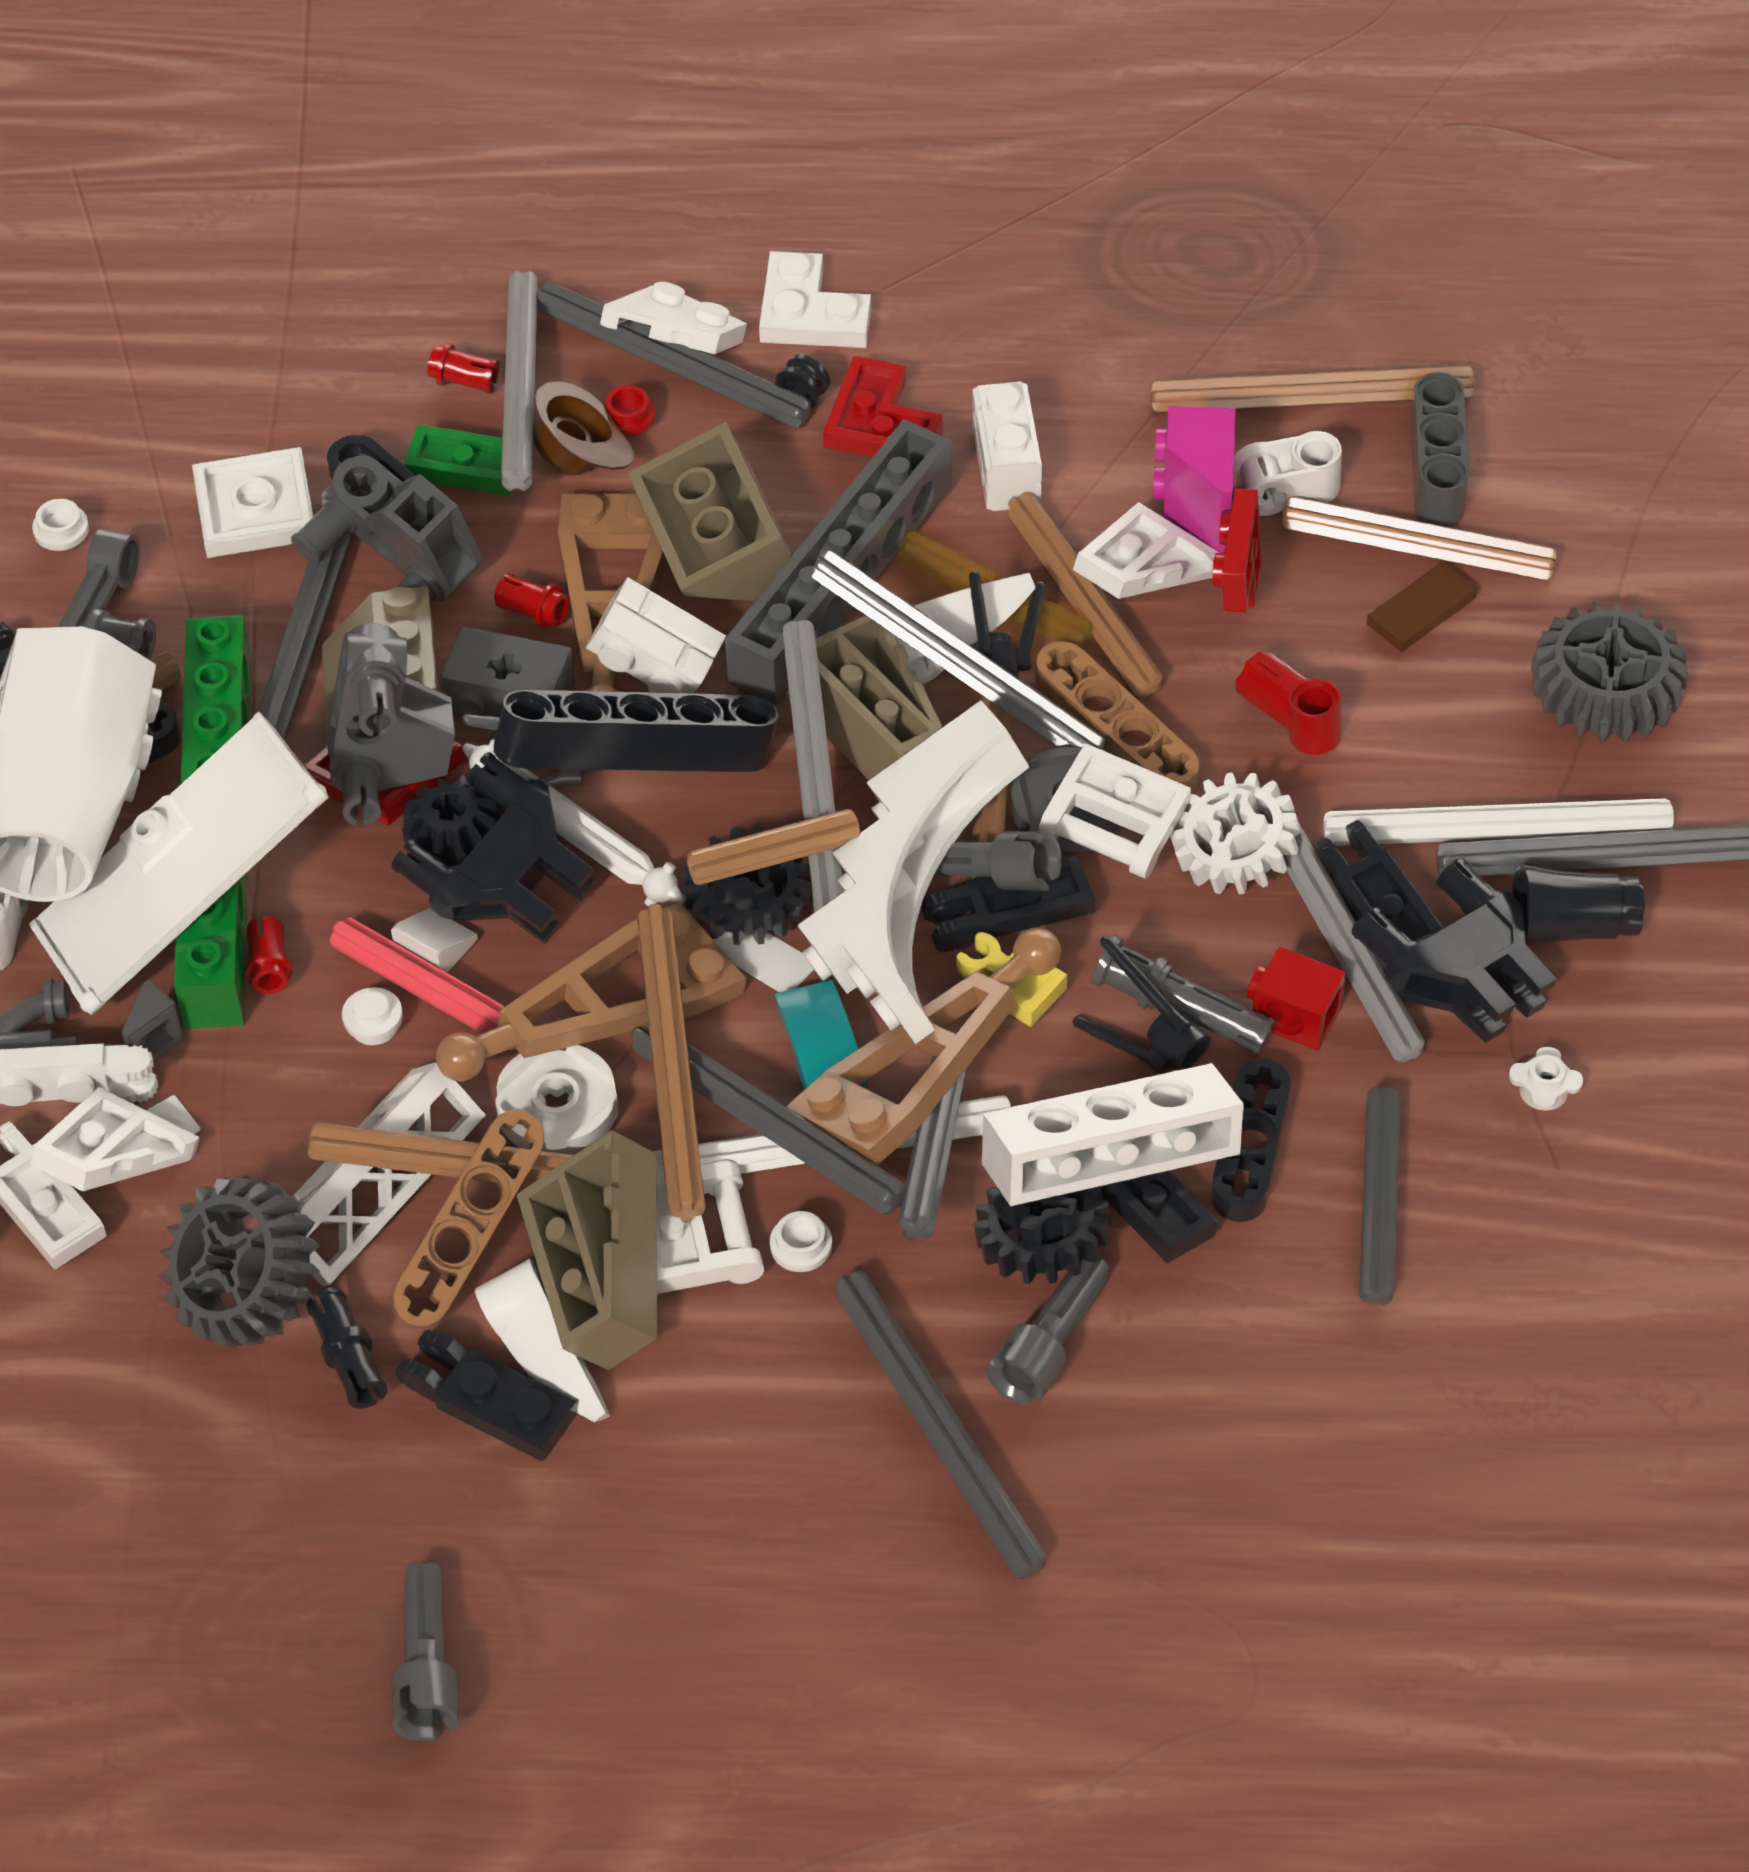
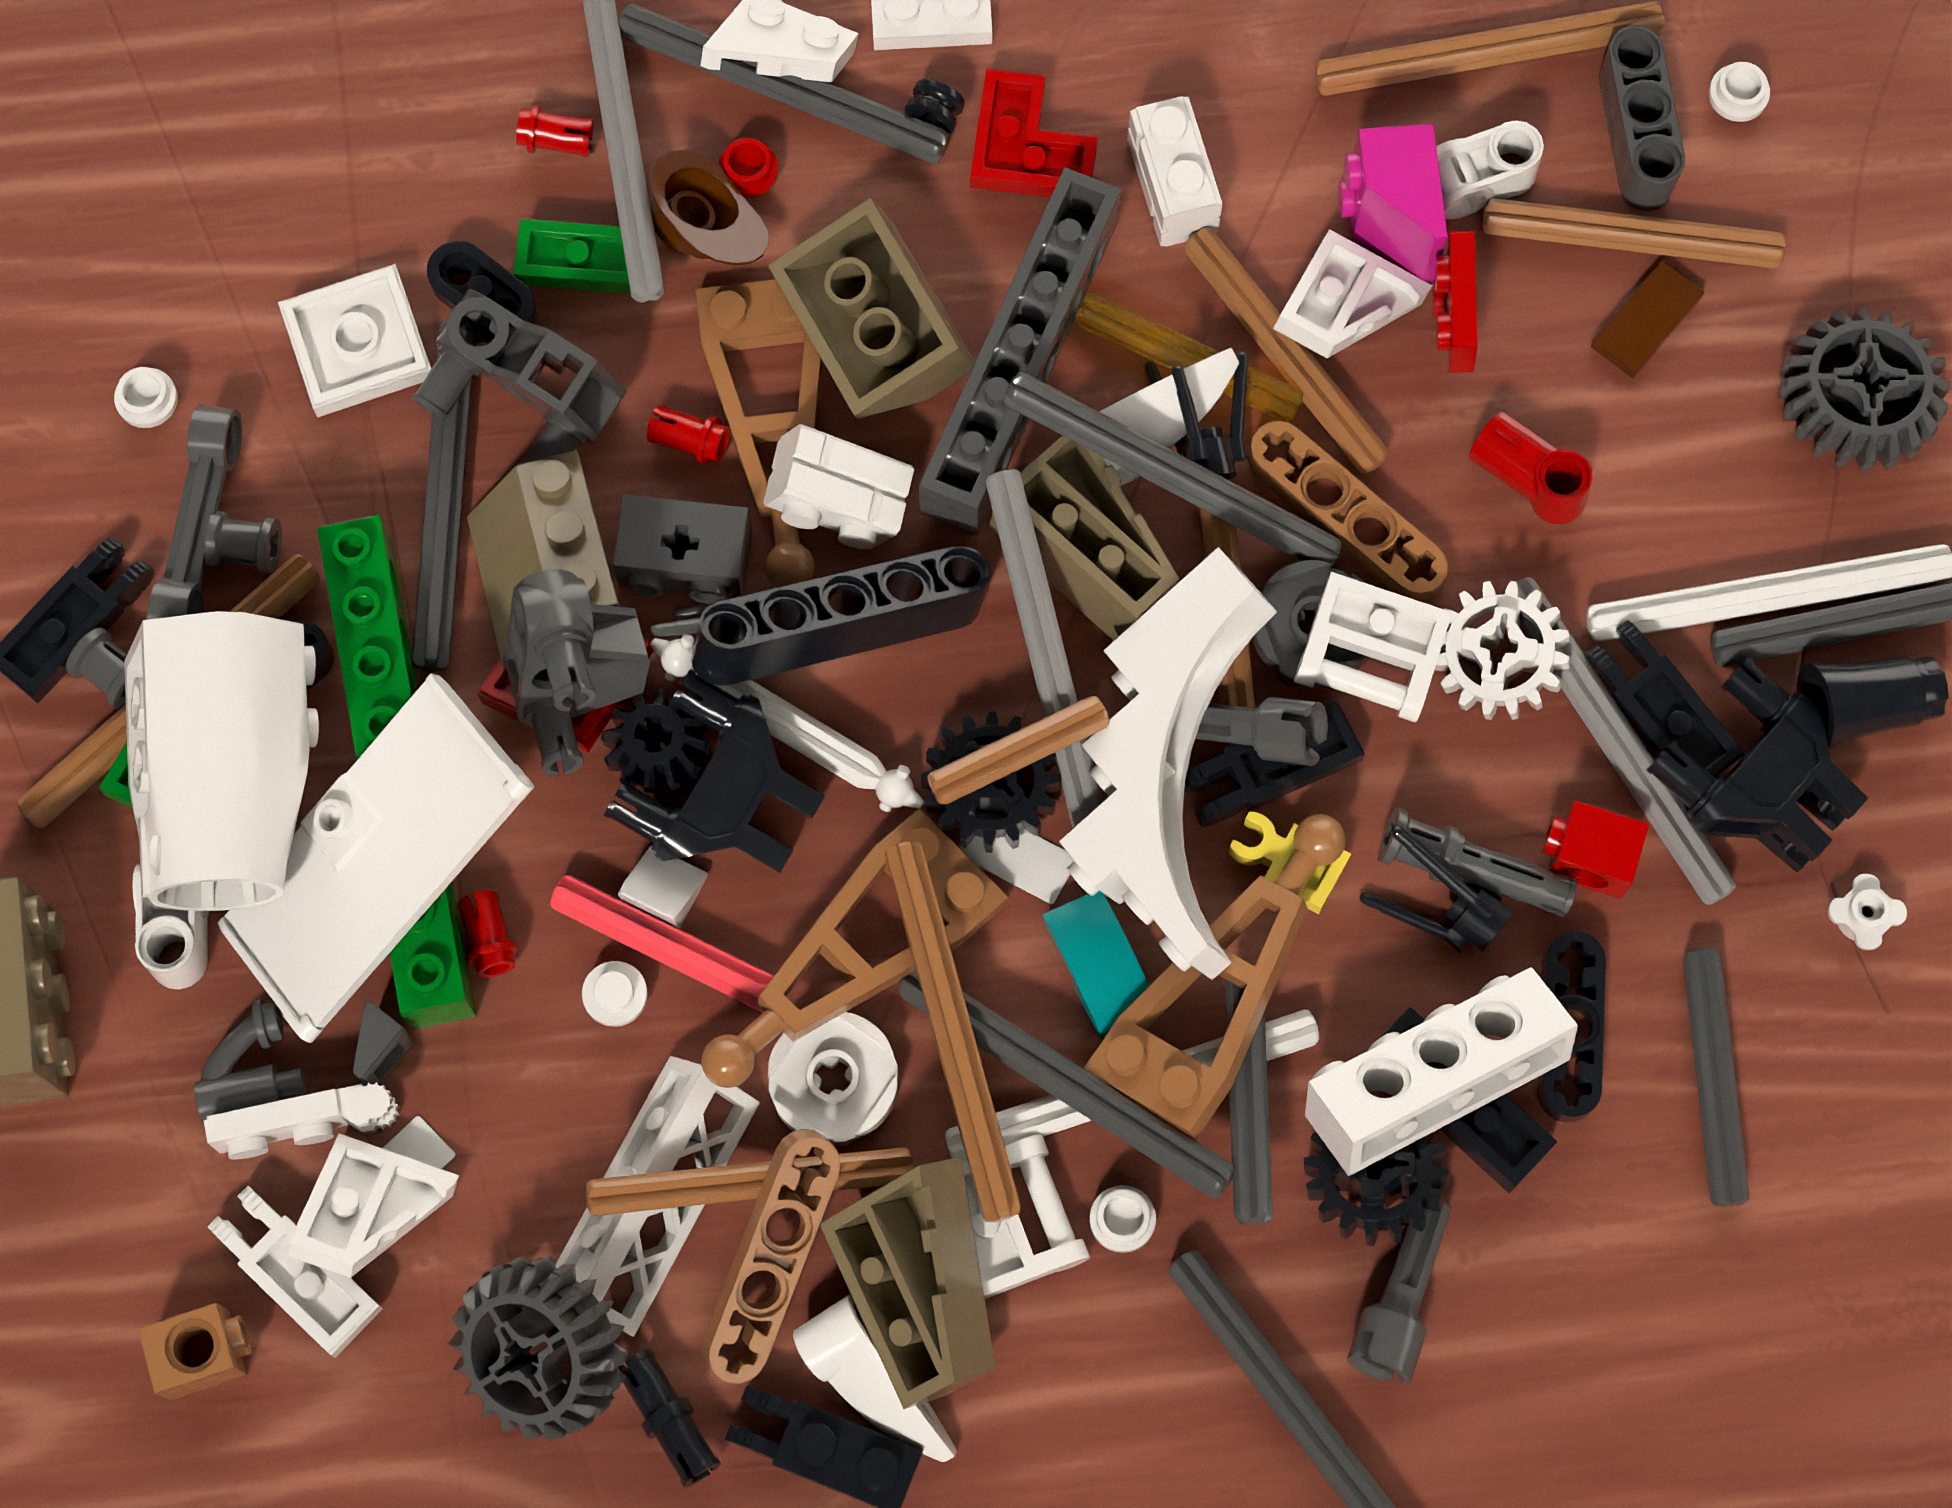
camera: 10 degrees left, 20 degrees up
(1535, 441) = (1739, 91): none -> white plate

